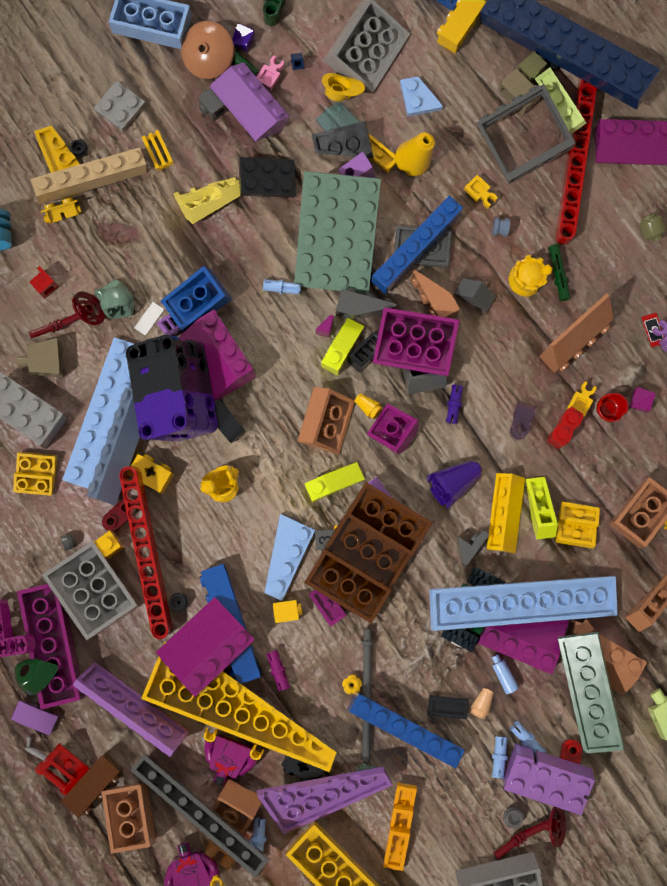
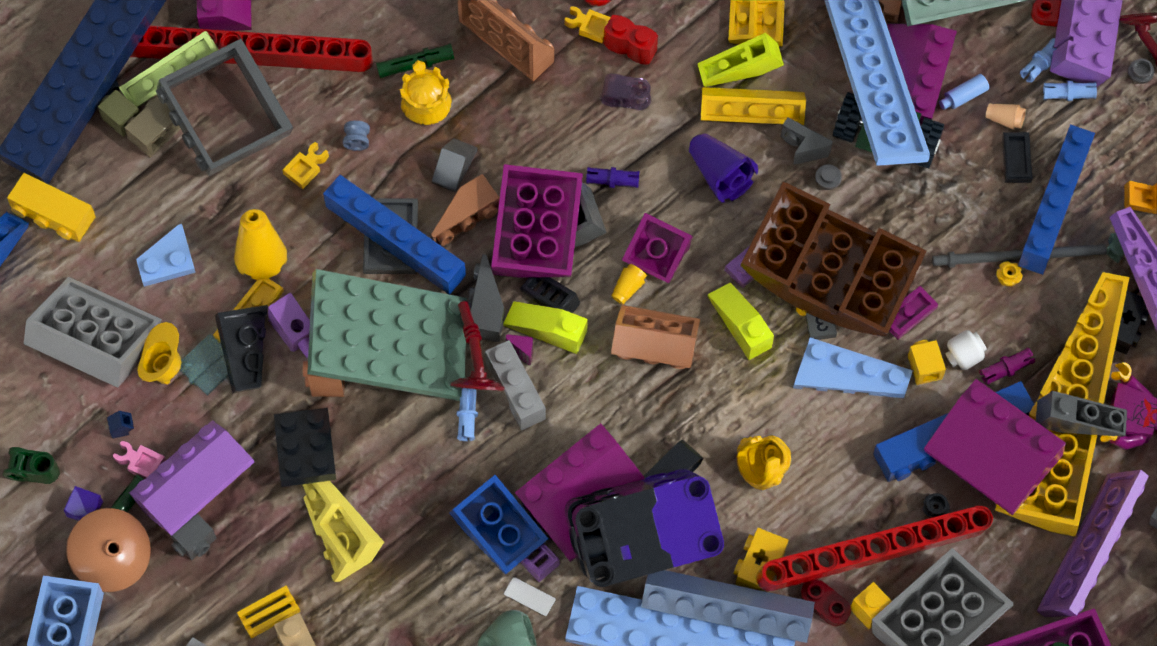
camera: 95 degrees left, 15 degrees down
(219, 714) = (1080, 416): none -> dark grey slope
(291, 320) = (519, 389): none -> light grey arch
(292, 641) = (965, 350): none -> white head
(300, 290) = (472, 335): none -> dark red dish
(442, 561) = (828, 177): none -> flat silver plate

